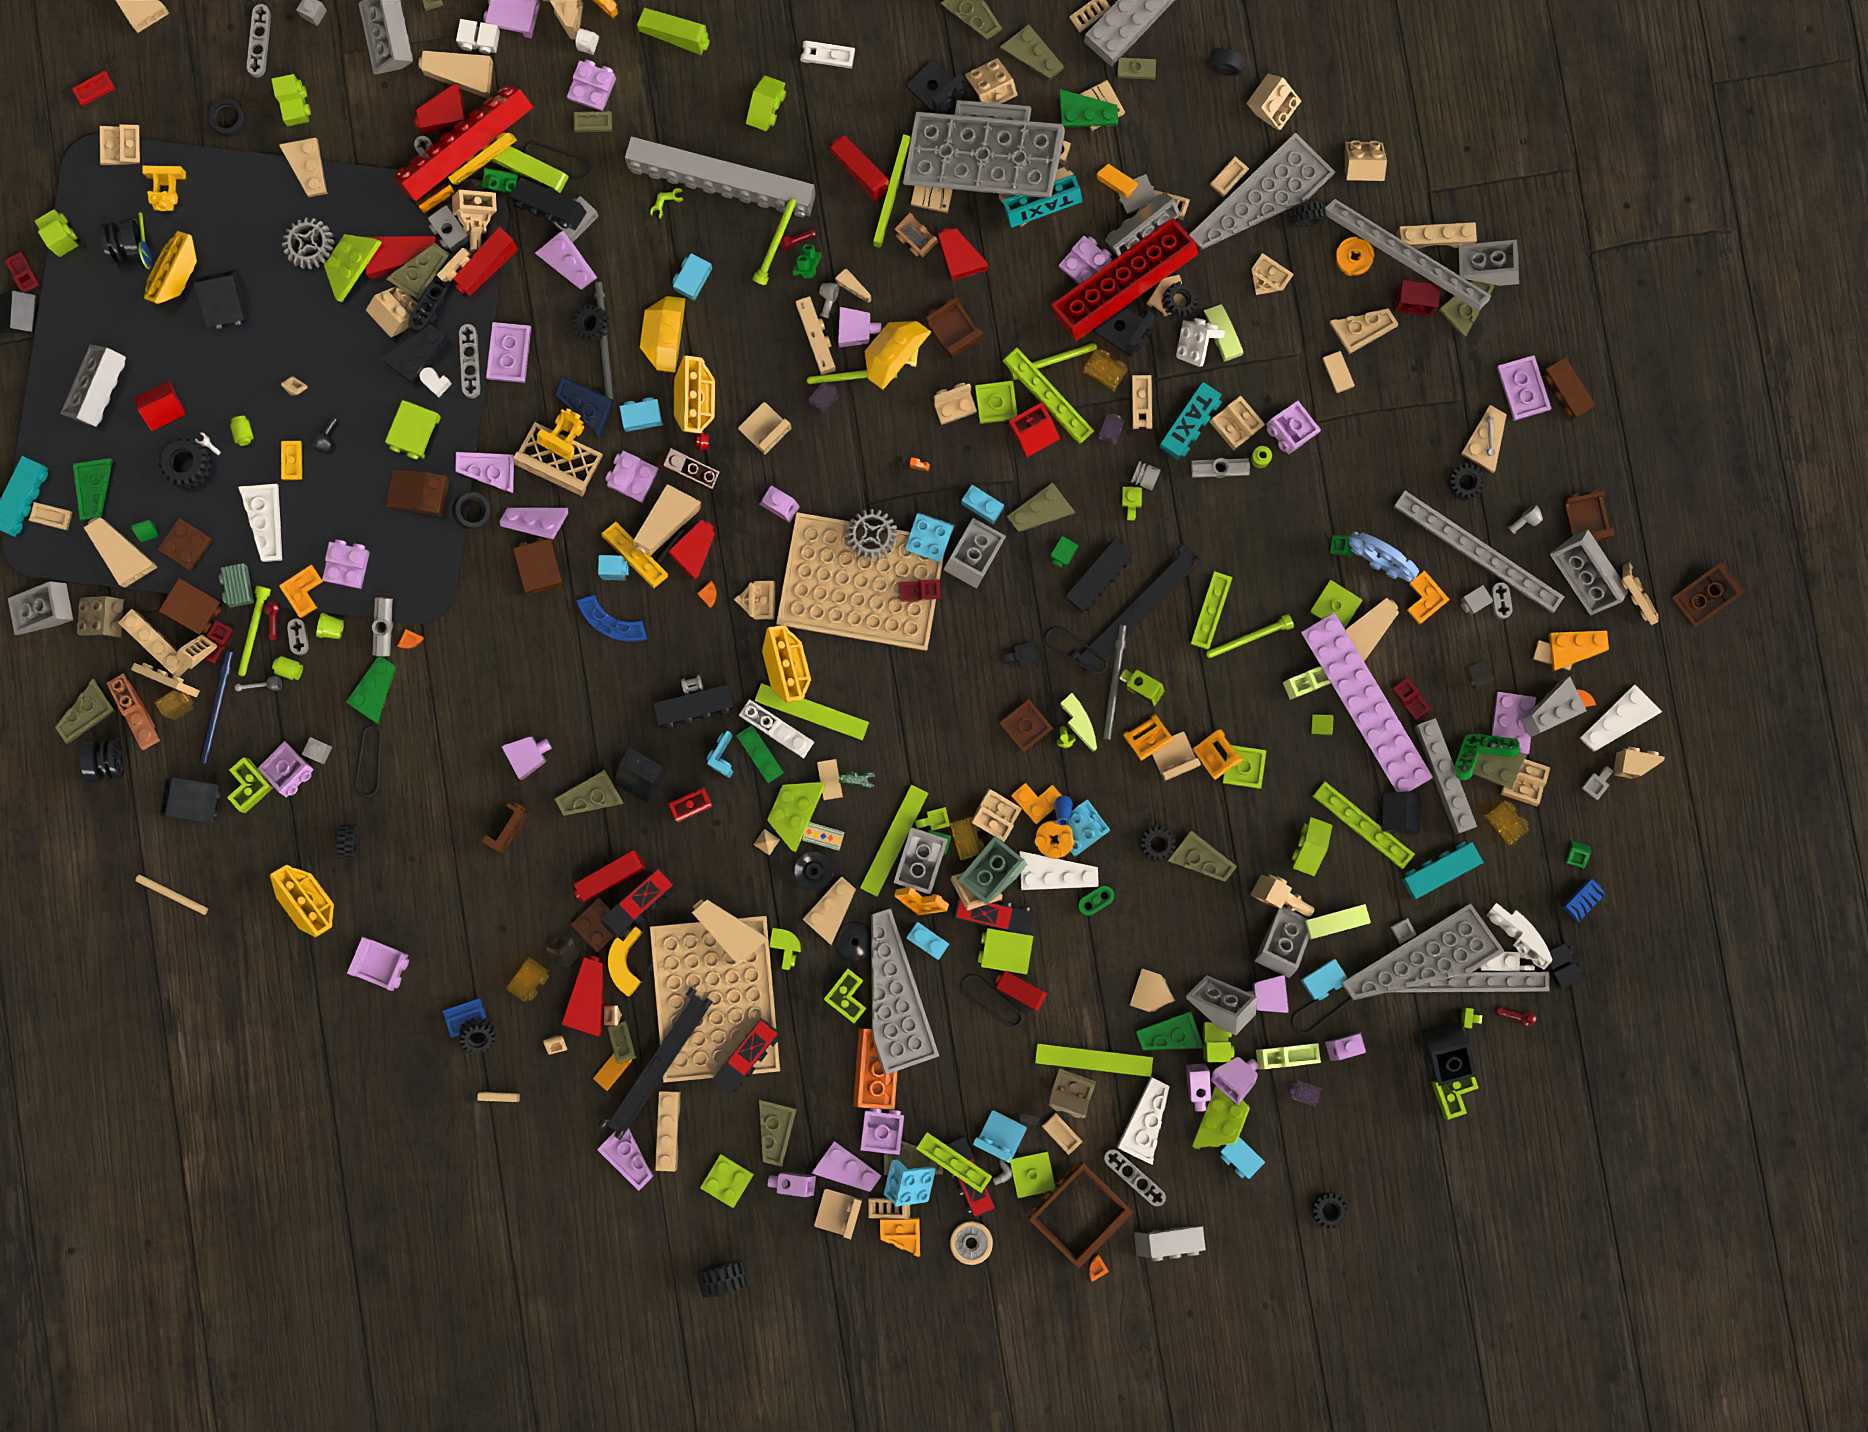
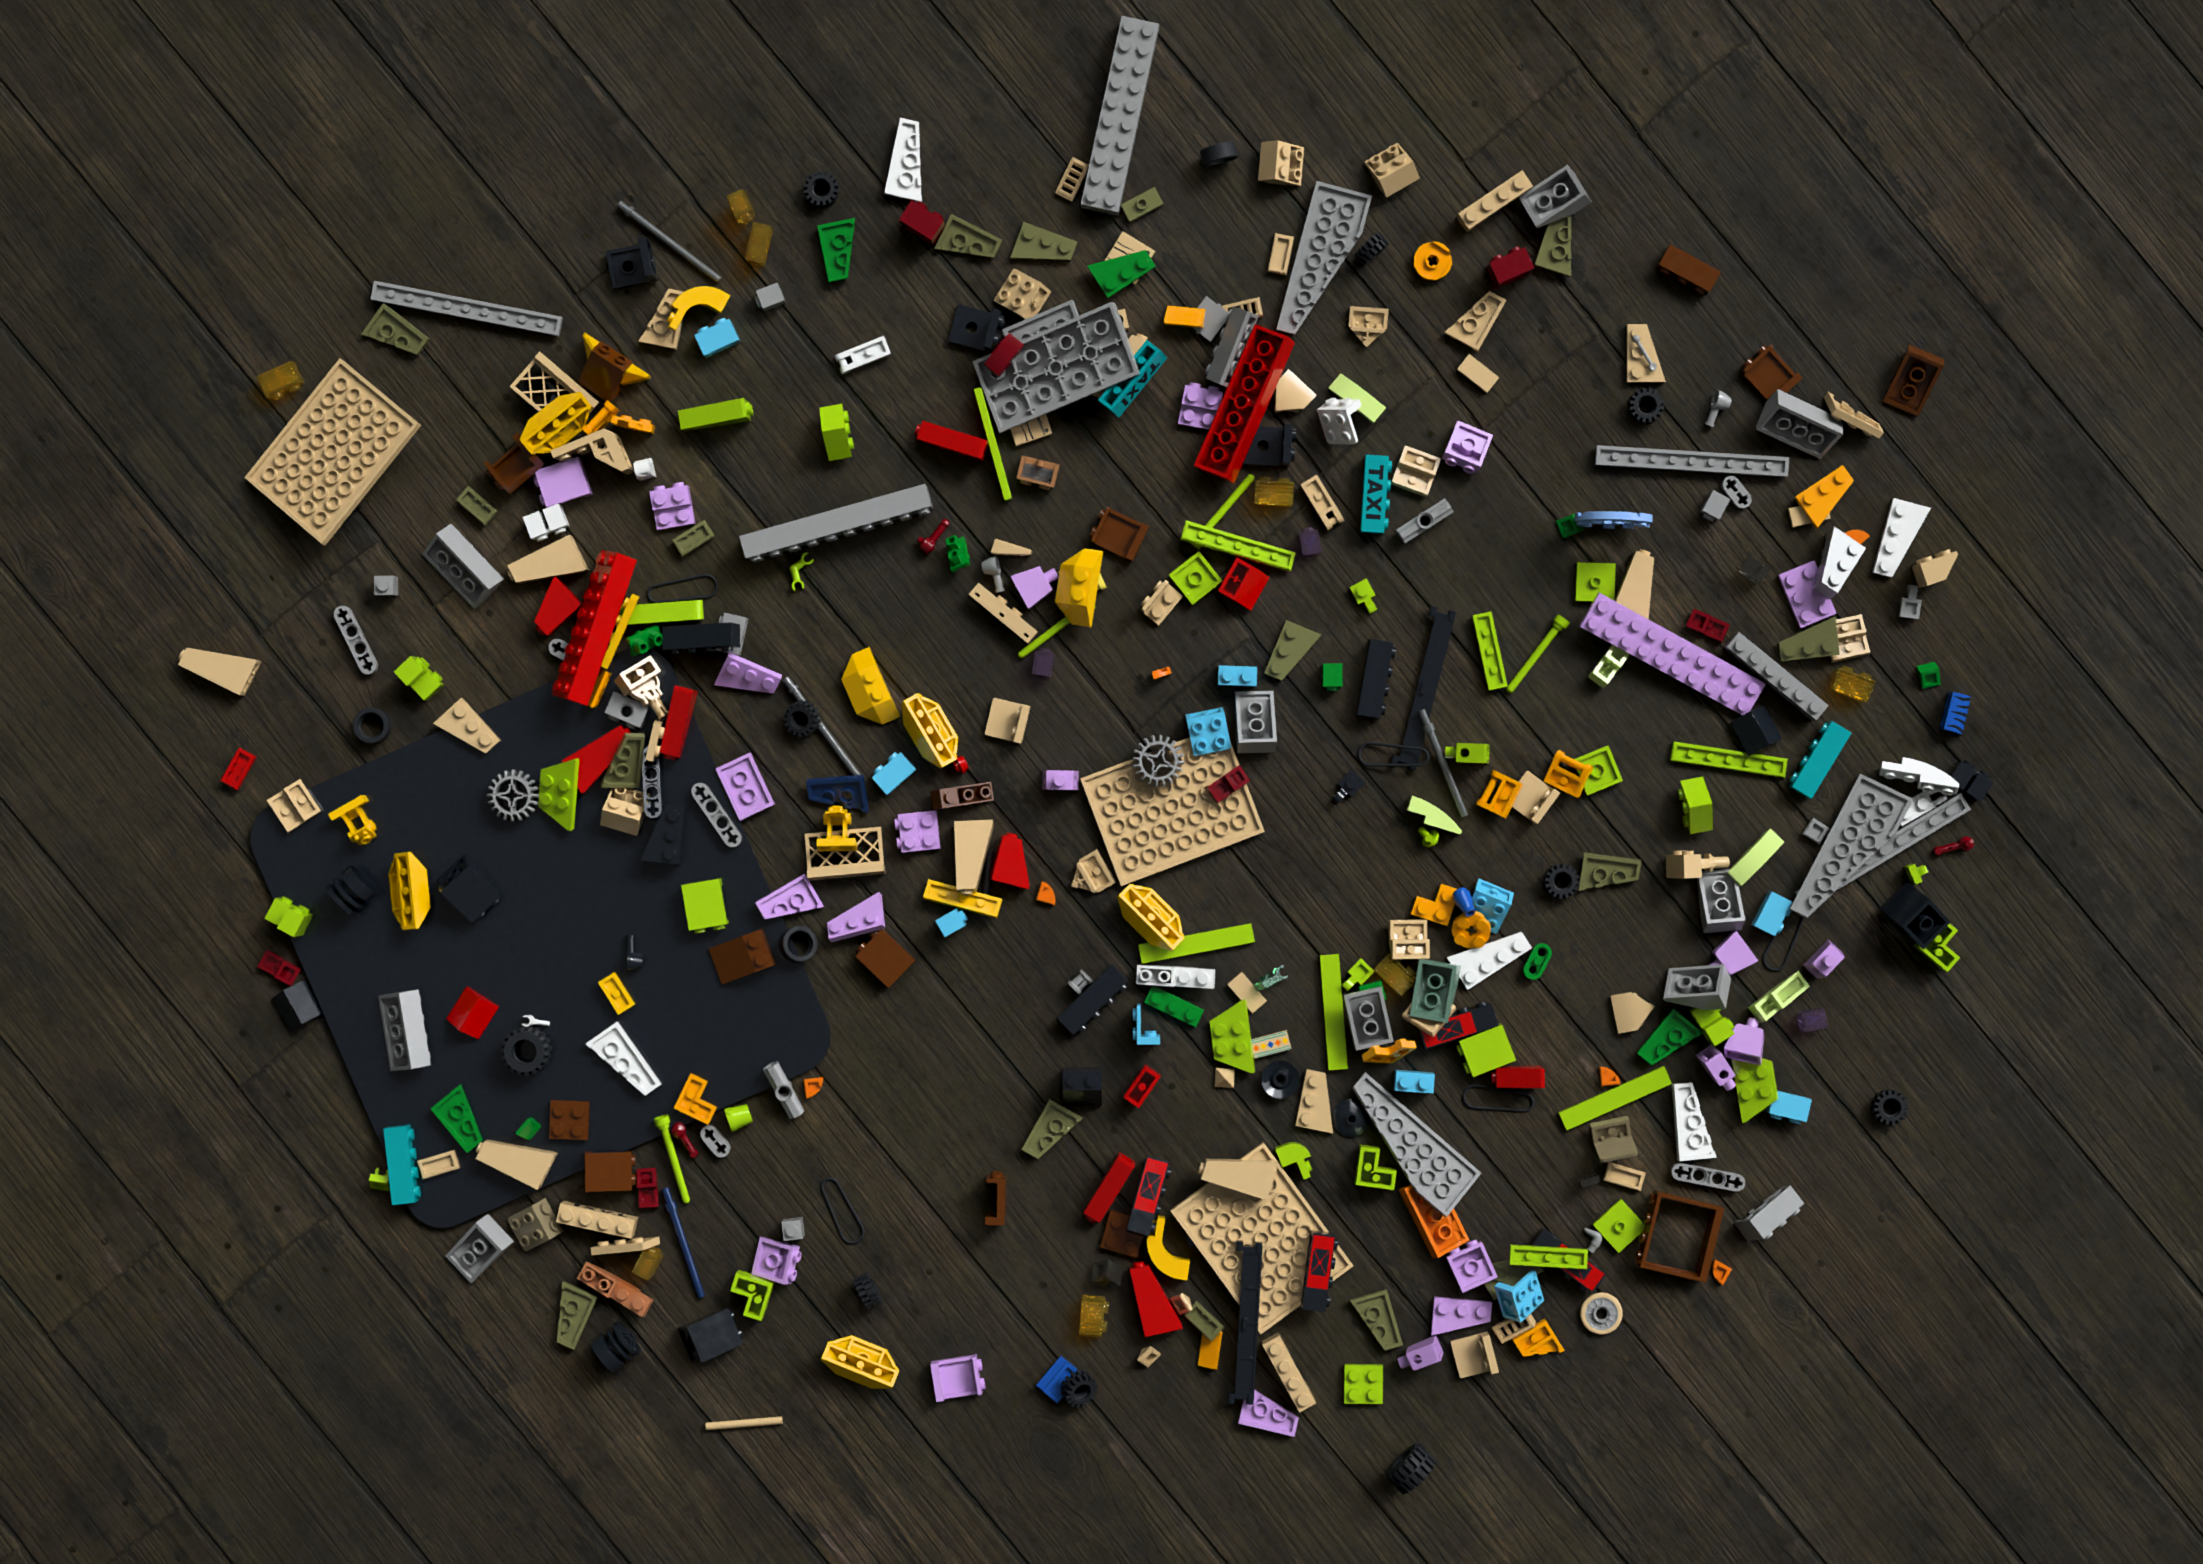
camera: 25 degrees left, 5 degrees up
(143, 248) = (375, 887): piece -> none
(191, 661) = (638, 1219): tan slope -> none
(236, 585) = (636, 1129): sand green brick -> none
(241, 430) = (557, 993): lime brick -> none
(273, 683) = (718, 1193): hinge -> none
(287, 668) = (723, 1173): lime brick -> none
(293, 386) = (578, 927): tan slope -> none
(345, 564) = (718, 1055): lavender plate -> none
(372, 690) = (808, 1148): green wing -> none
(432, 381) = (695, 852): white leg -> none
(493, 1096) = (1127, 1428): tan tile -> none
(526, 755) = (974, 1126): lavender torso -> none
(608, 625) = (976, 971): blue tile -> none
(692, 276) = (864, 624): medium azure brick -> none
(761, 275) = (924, 588): lime piece -> none
(945, 118) = (1004, 354): none -> dark red slope
(960, 255) = (1086, 466): red slope -> none
(1000, 1136) = (1574, 1210): medium azure bracket -> none
(1026, 726) = (1388, 846): reddish brown plate -> none
(1098, 1038) = (1608, 1077): none -> orange tile
(1145, 475) = (1364, 566): light grey piece -> none
(1186, 291) = (1311, 385): black tyre -> none
(1261, 462) = (1449, 490): lime brick -> none
(1322, 724) = (1643, 693): lime slope -> none
(1407, 254) = (1479, 236): light grey plate -> none
(1431, 597) = (1674, 527): light orange plate -> none
(1477, 748) = (1788, 637): green beam -> none
(1524, 388) = (1648, 291): lavender plate -> none

